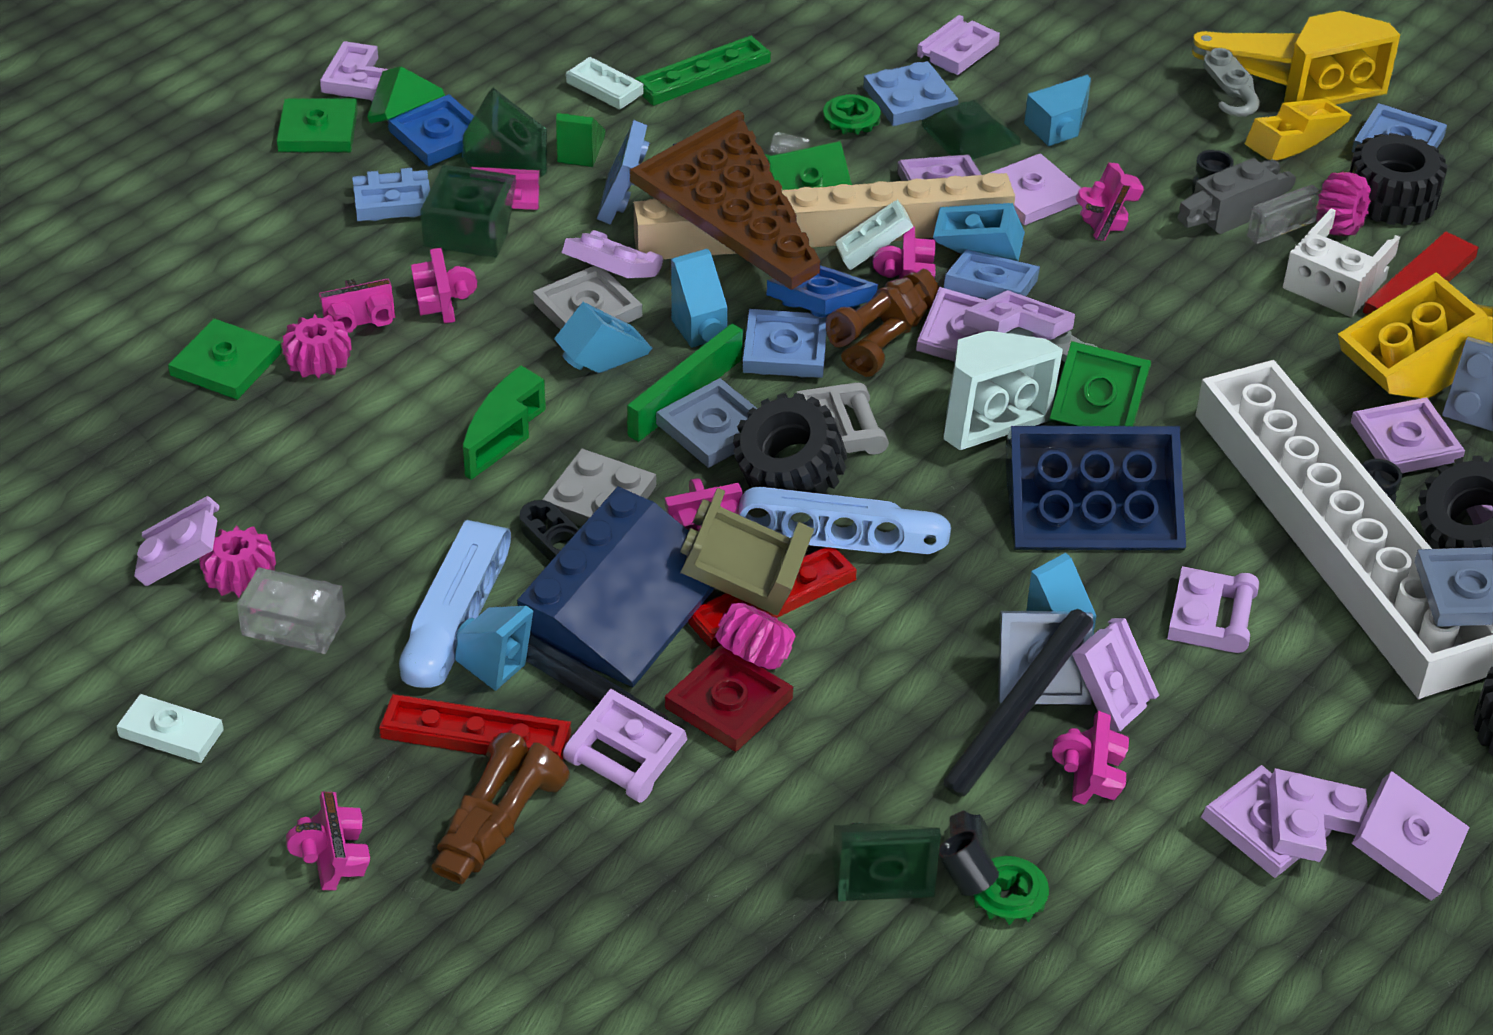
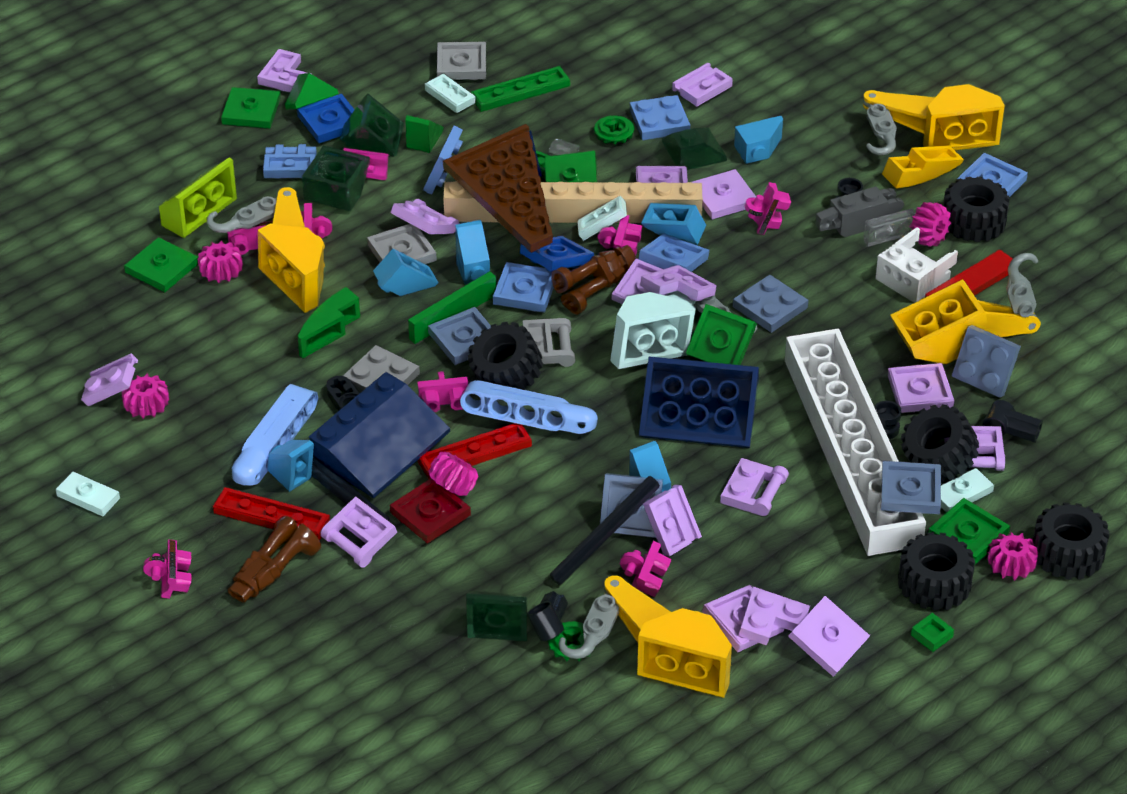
camera: 10 degrees right, 0 degrees up
(268, 258) = (204, 195): none -> lime slope
(291, 610) = (172, 429): clear brick -> none
(419, 320) = (286, 249): none -> yellow slope
(611, 37) = (462, 60): none -> light grey plate
(743, 555) = (457, 422): olive panel -> none
(1149, 333) = (770, 303): none -> sand blue plate
(1185, 883) = (672, 646): none -> yellow slope

